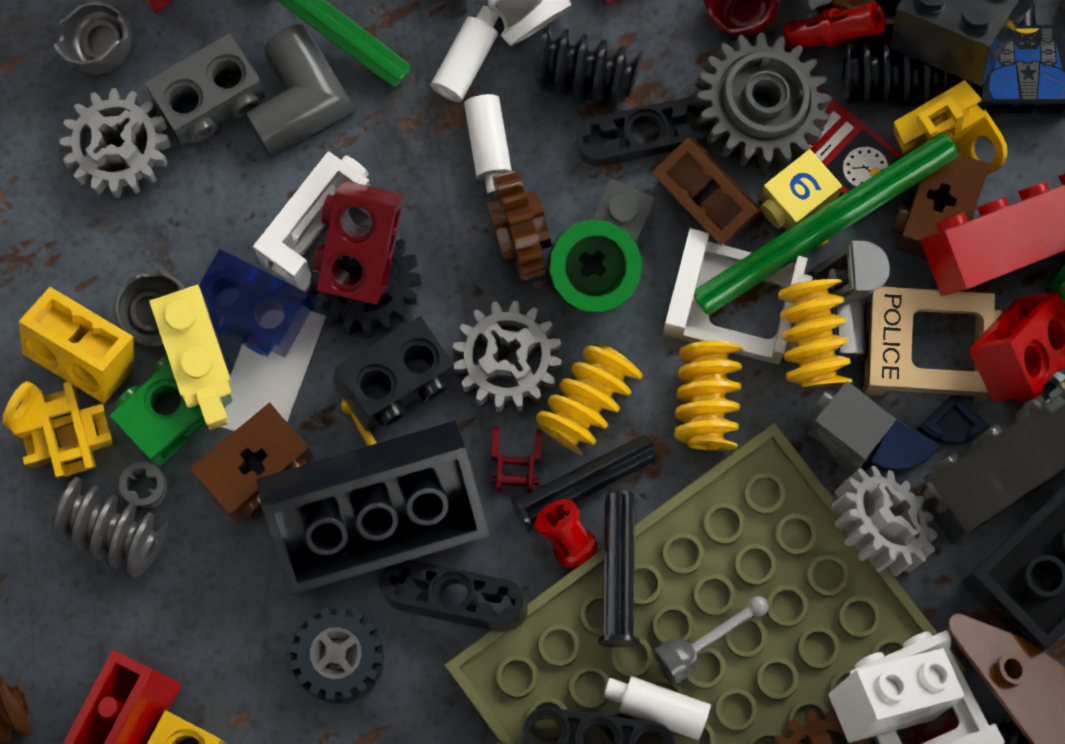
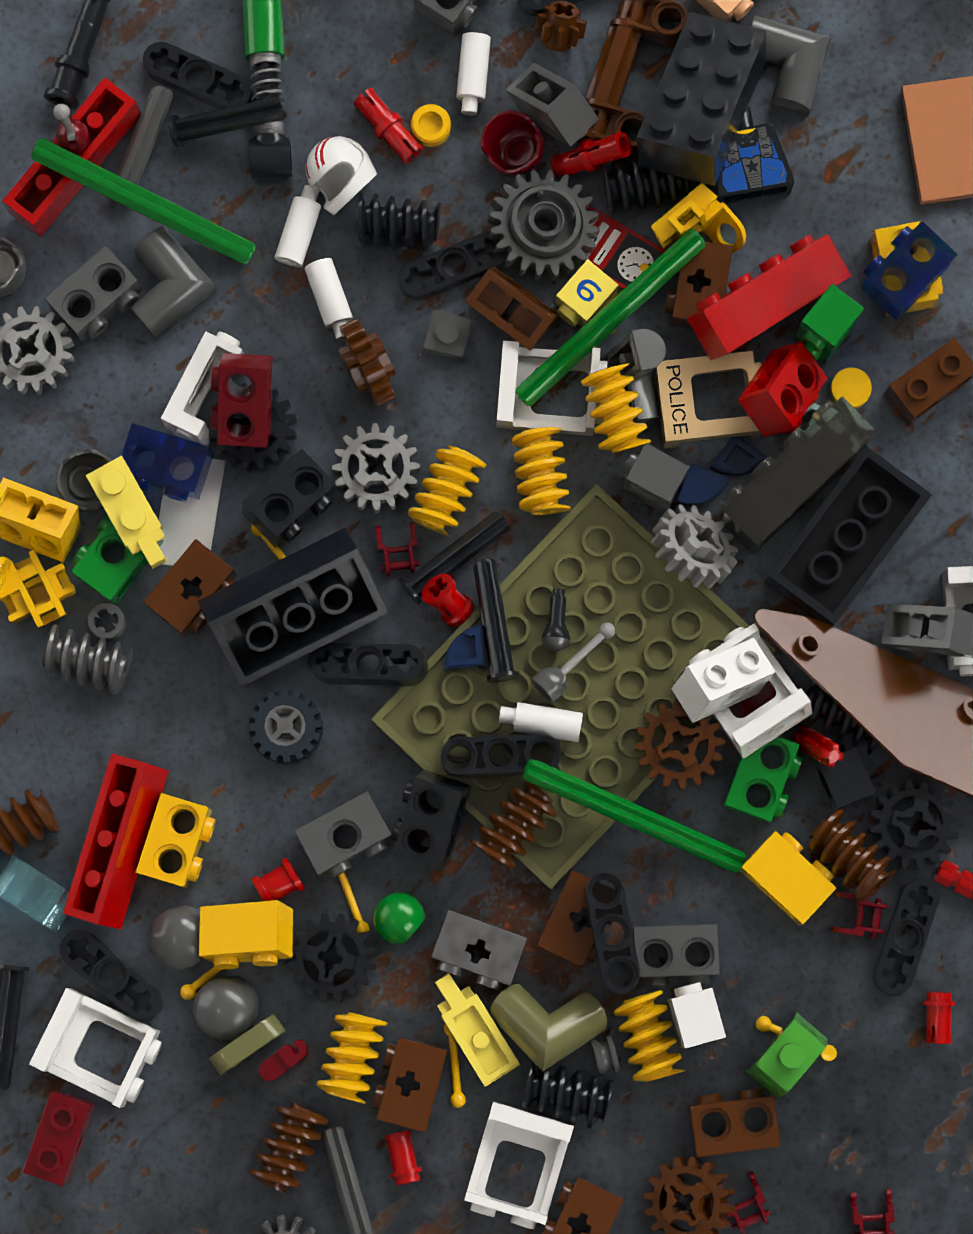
camera: 10 degrees left, 5 degrees up
(578, 600) = (466, 650): none -> dark blue tile
(620, 261) = (435, 404): green piece -> none
(693, 600) = (556, 635): none -> black piece

